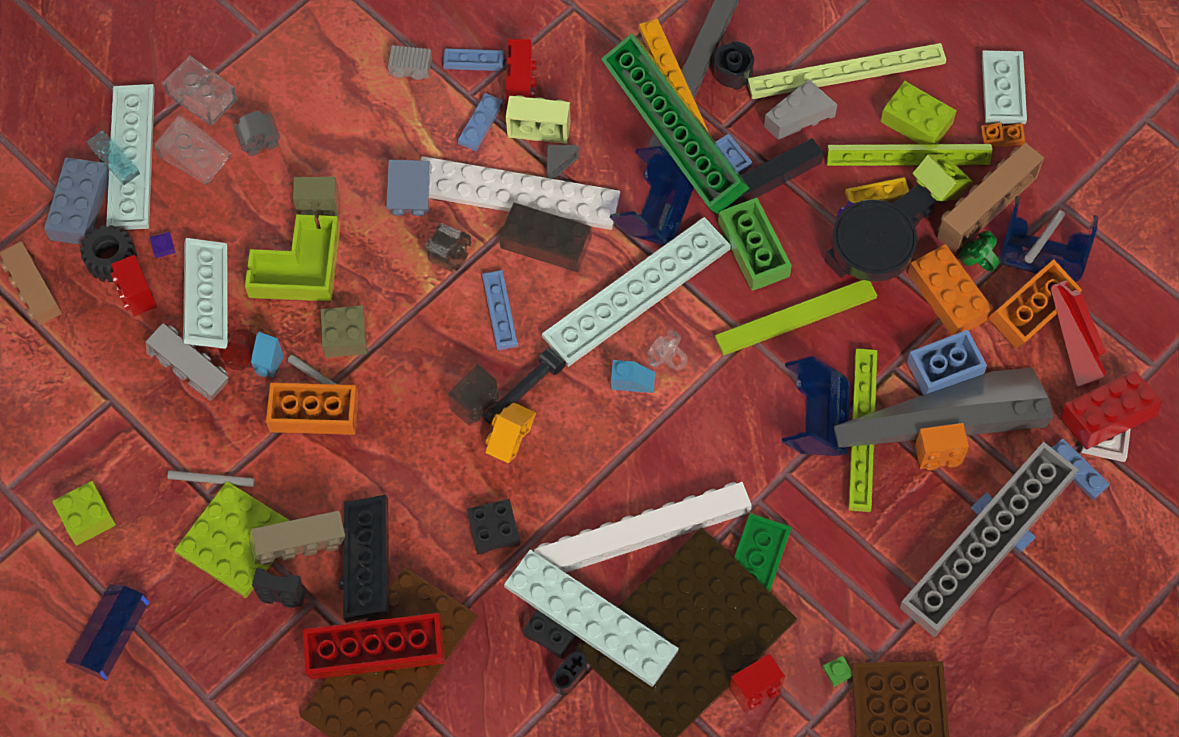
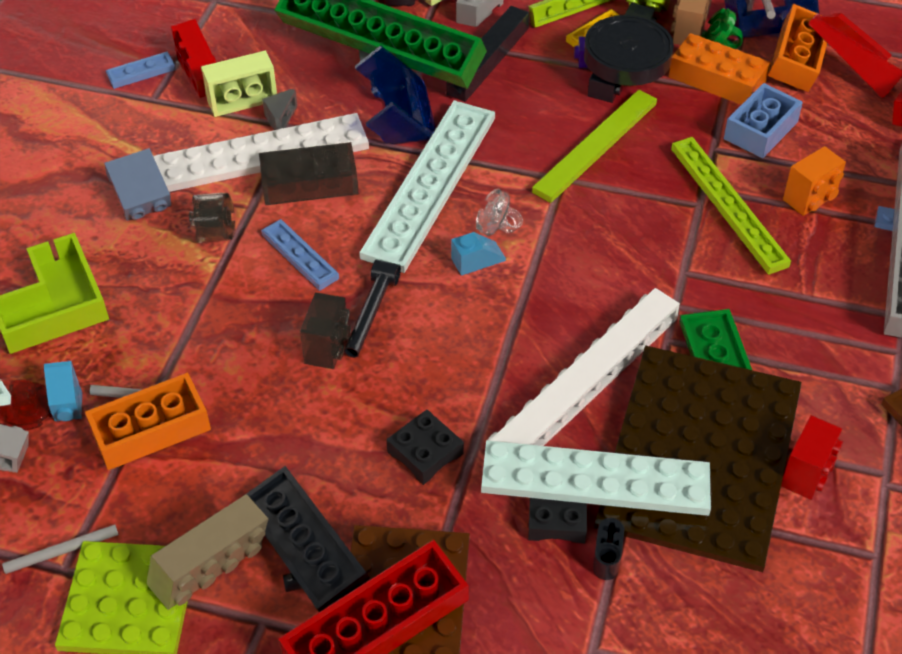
camera: 30 degrees left, 15 degrees down
(278, 589) = (215, 619): black brick -> none
(316, 196) = (38, 223): olive brick -> none
(344, 331) = (141, 336): olive brick -> none
(409, 62) = (75, 91): light grey brick -> none
(480, 122) = (179, 114): medium blue plate -> none
(508, 431) = (385, 350): light orange brick -> none
(754, 244) = (518, 100): bright green brick -> none
(825, 406) = (677, 197): clear blue windscreen -> none
(838, 671) = (873, 416): bright green plate -> none
(984, 404) = (836, 124): dark grey wedge -> none

